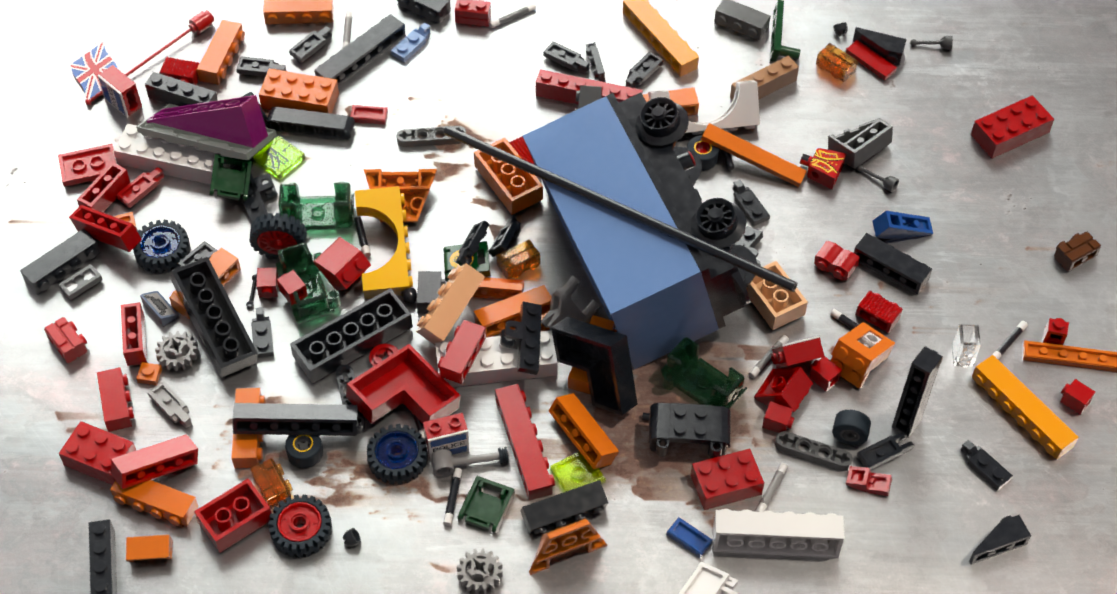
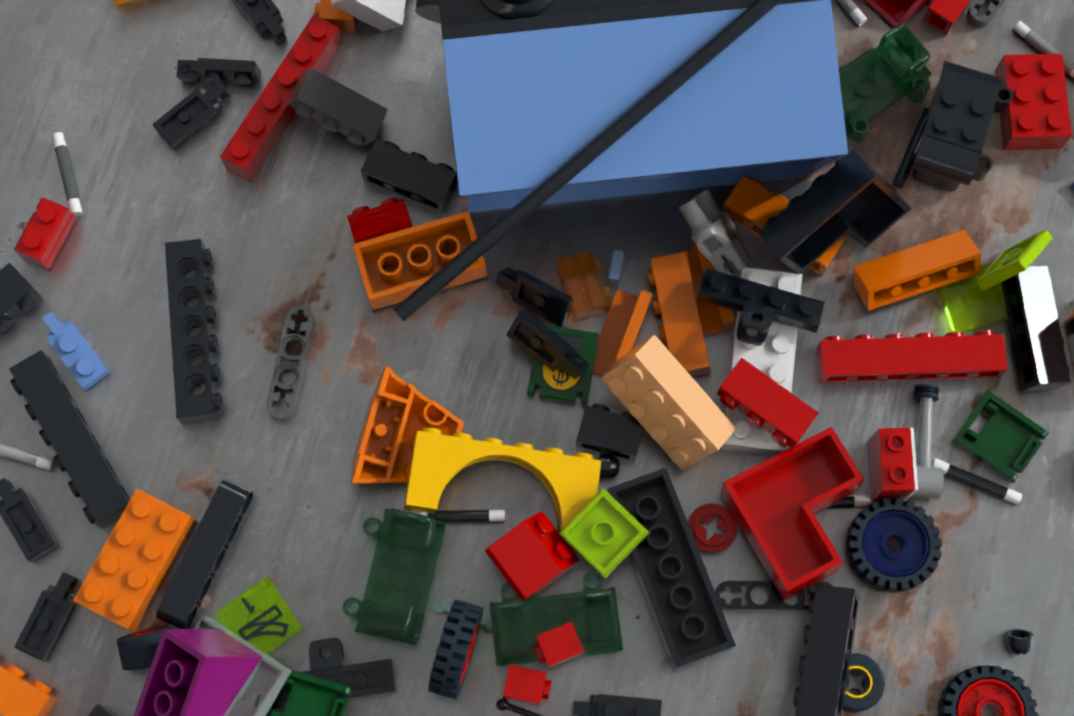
camera: 75 degrees left, 20 degrees up
(362, 291) = (604, 533): none -> lime tile
(369, 114) = (210, 454): tile -> none
(436, 87) = (179, 259): none -> black brick
(534, 273) = (615, 269): none -> sand blue tile
(607, 479) = (1014, 259): none -> lime tile

